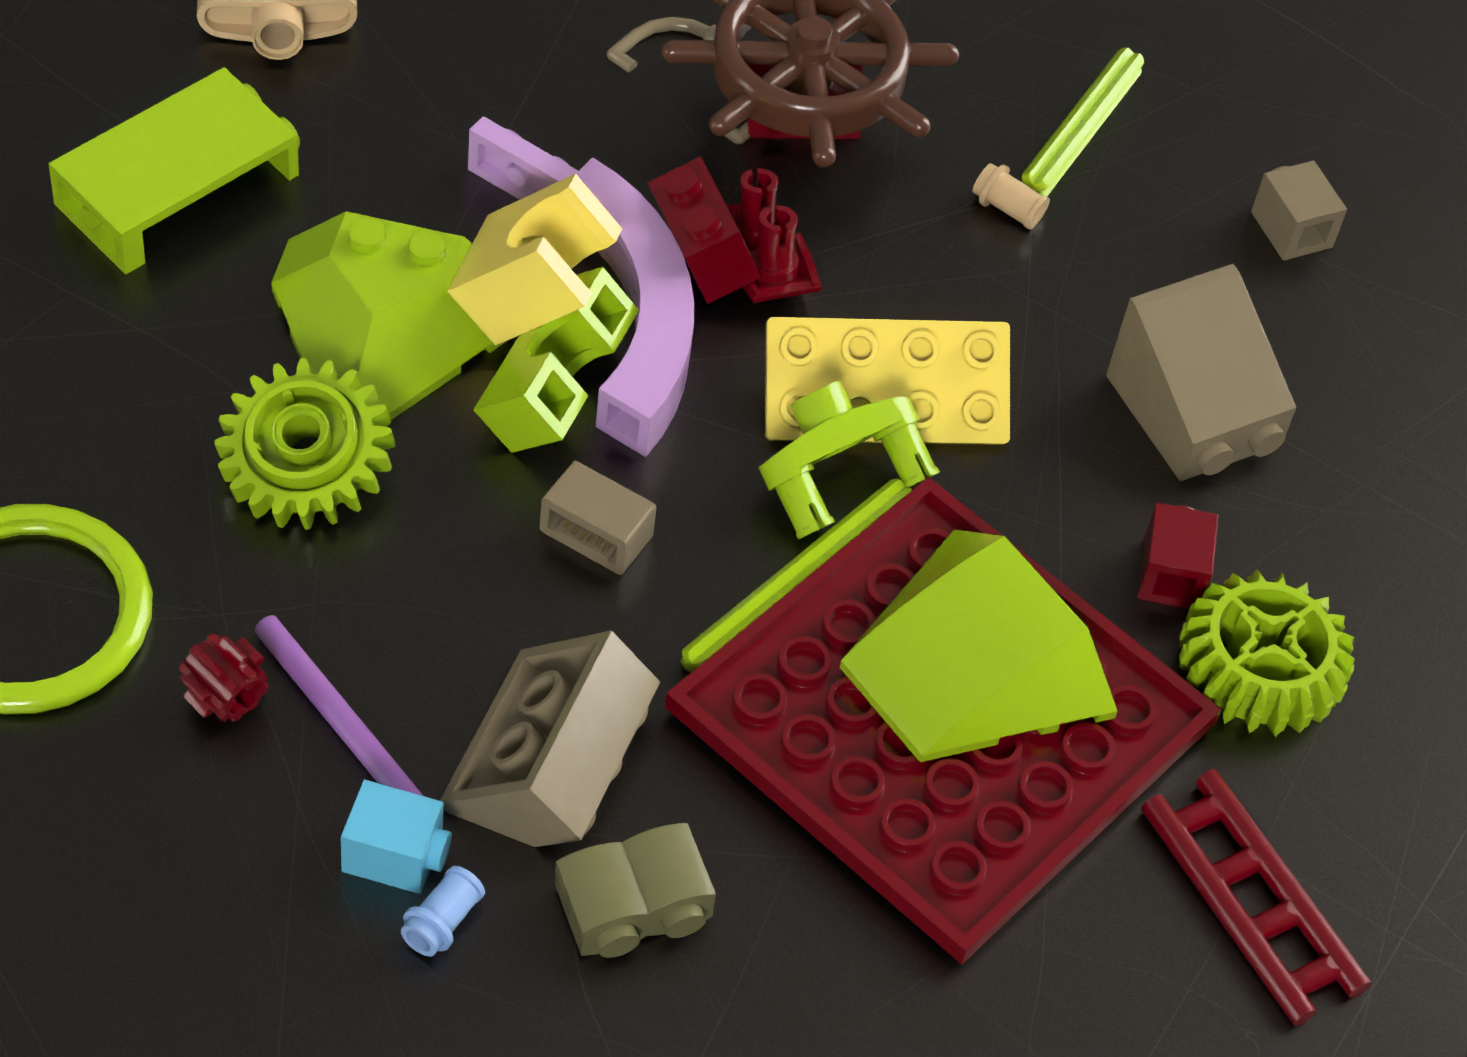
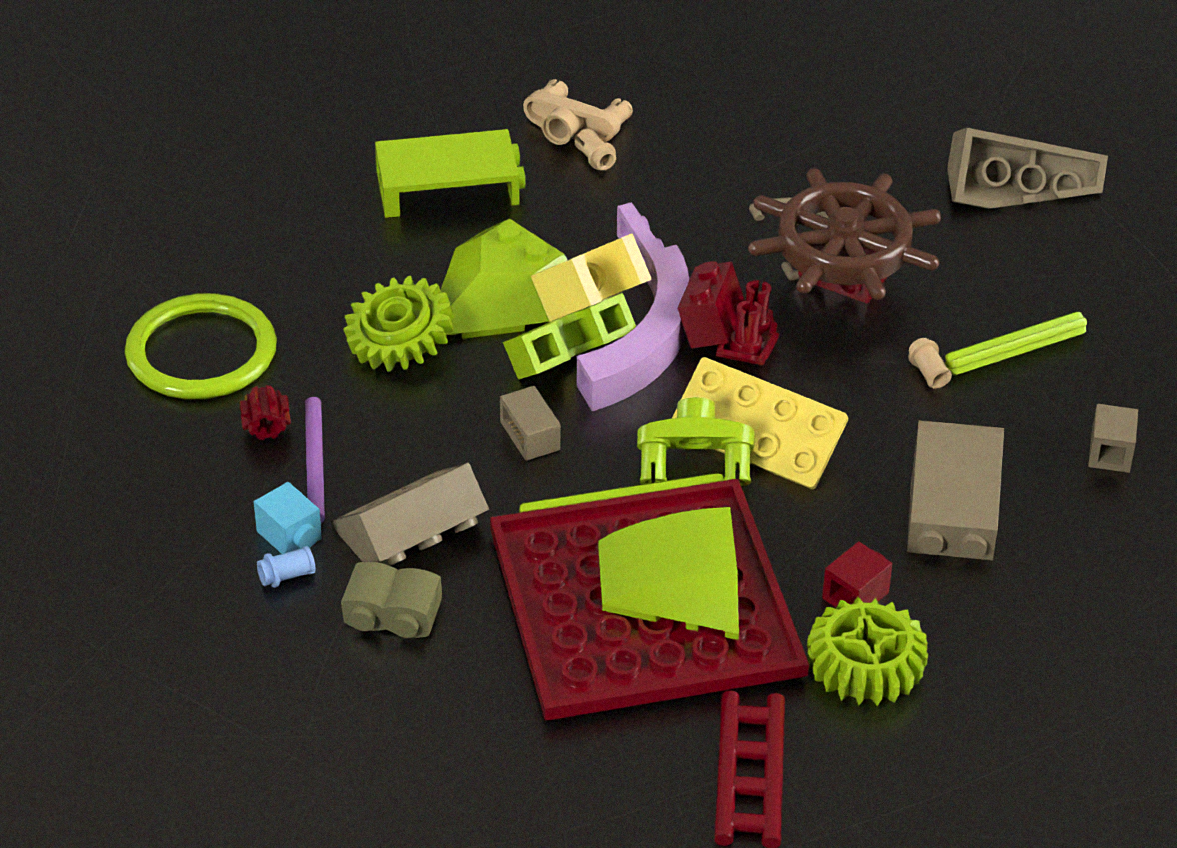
camera: 40 degrees right, 10 degrees down
(348, 48) = (599, 153): none -> tan pin

